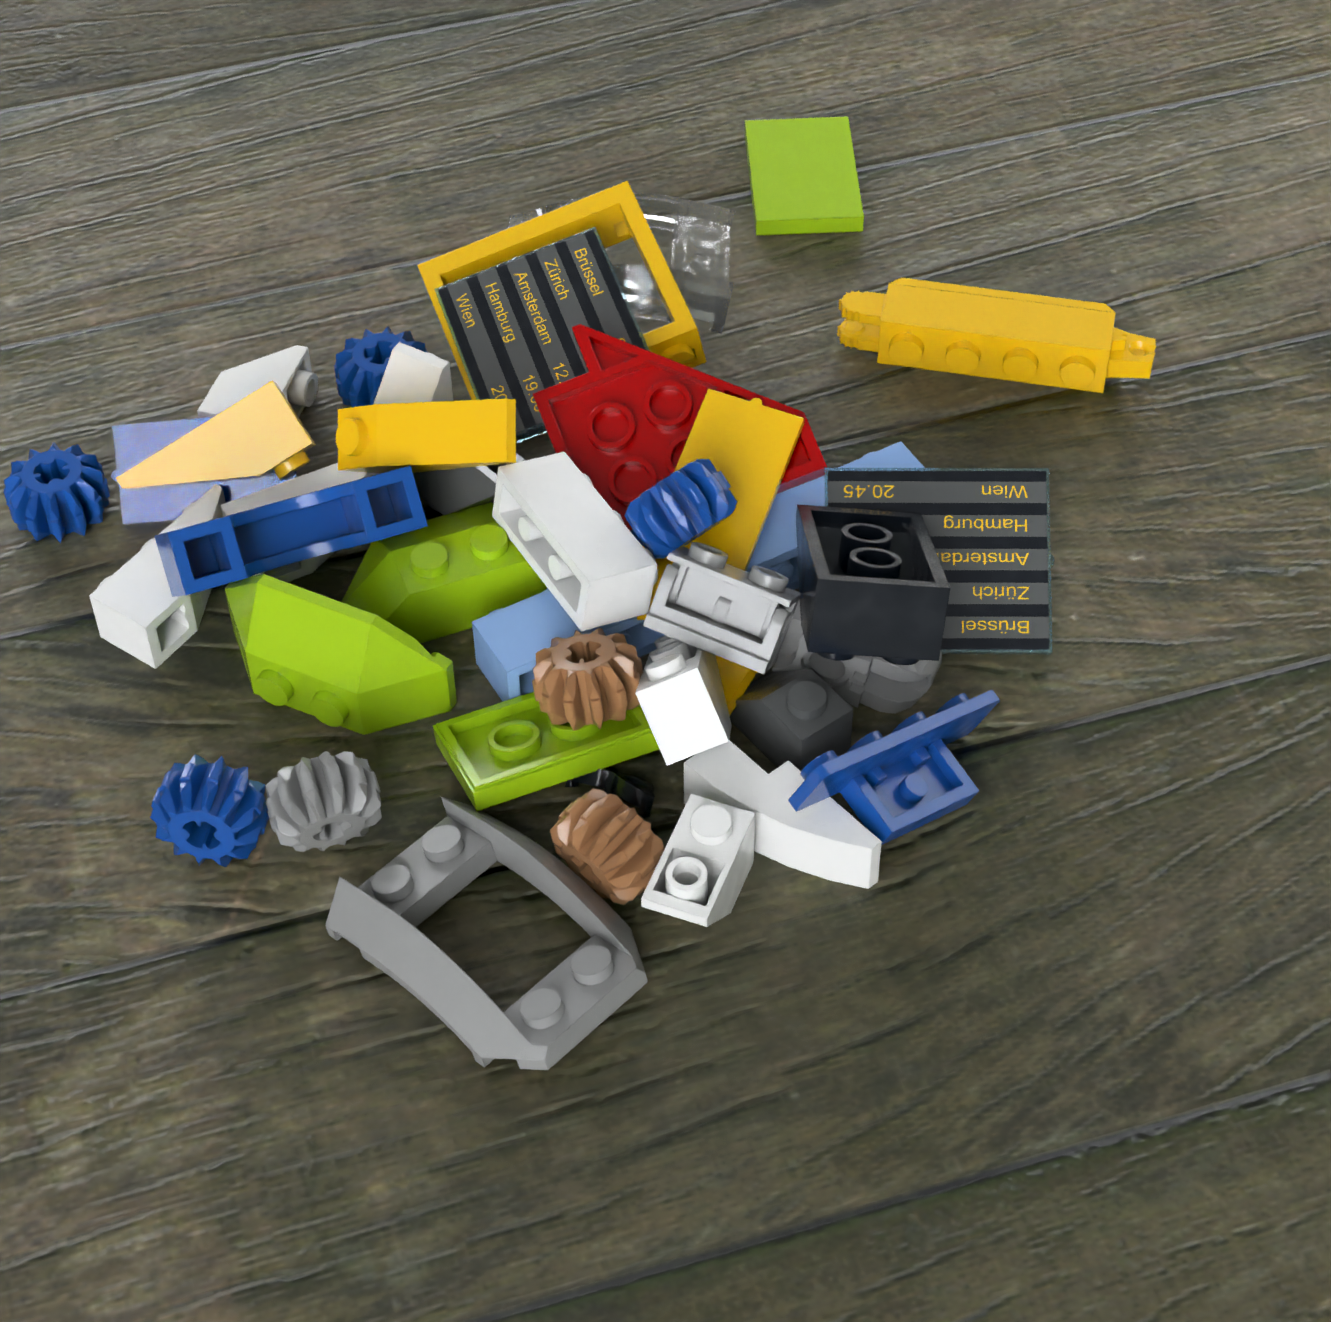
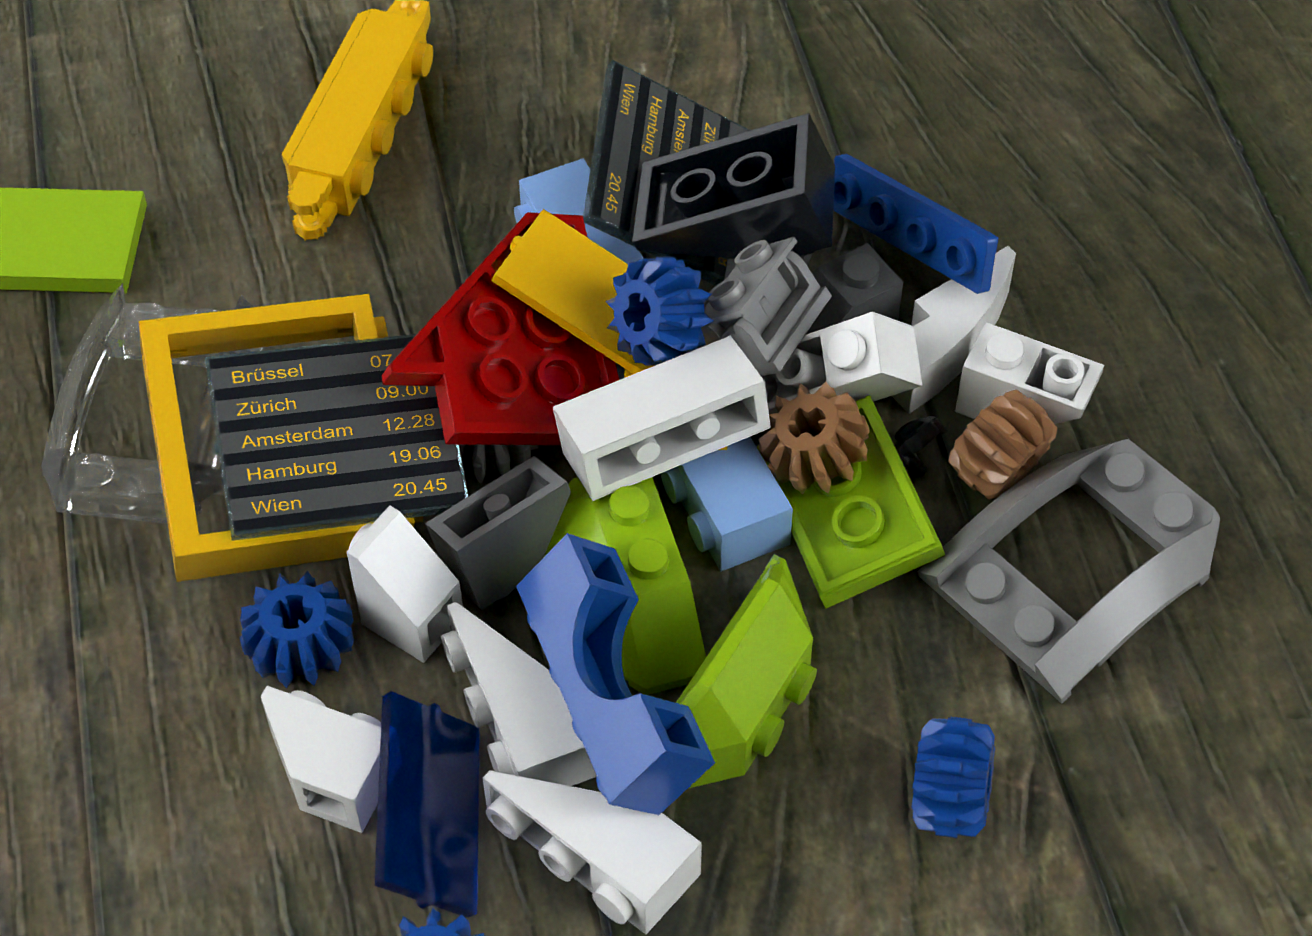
camera: 85 degrees left, 5 degrees up
(239, 443) = (443, 760): yellow slope -> none
(323, 801) = (945, 670): light grey gear -> none
(426, 435) = (508, 527): yellow slope -> none

